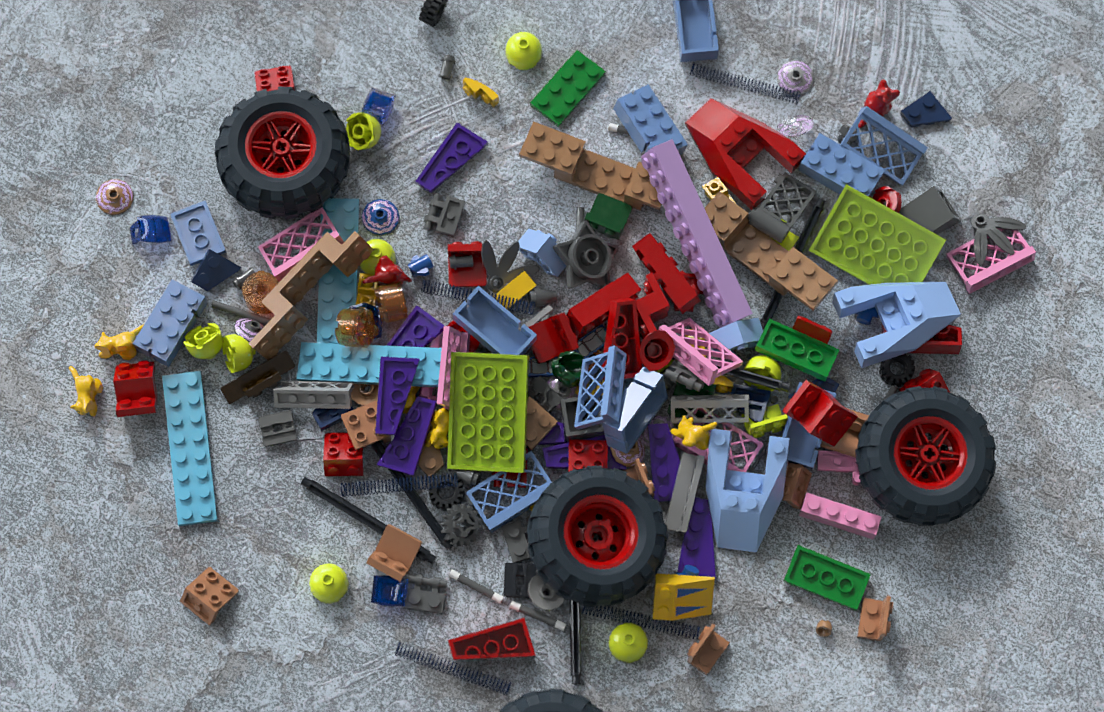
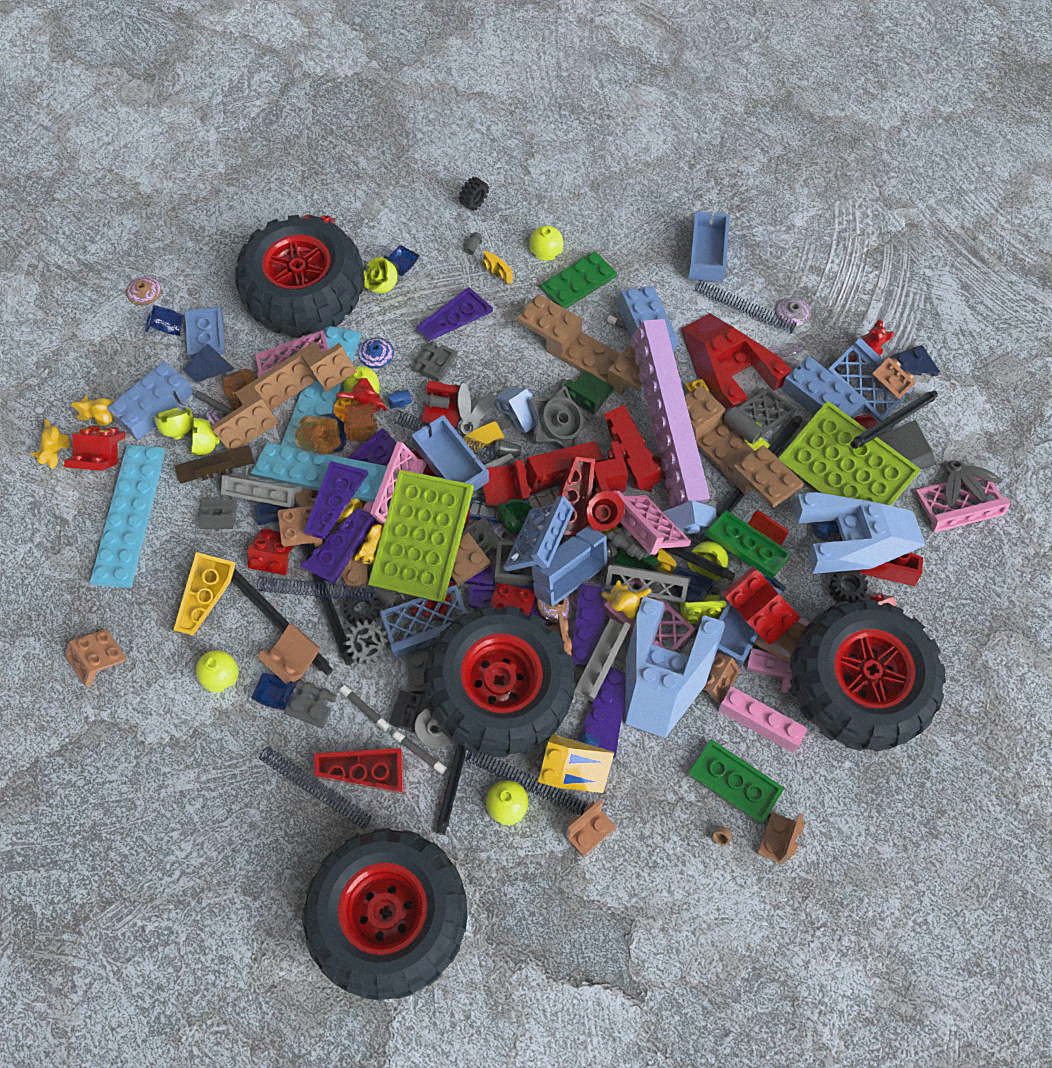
camera: 15 degrees right, 10 degrees down
(291, 508) = (204, 587): none -> yellow wedge
(907, 141) = (894, 378): none -> nougat bracket
(914, 188) = (894, 419): none -> black piece

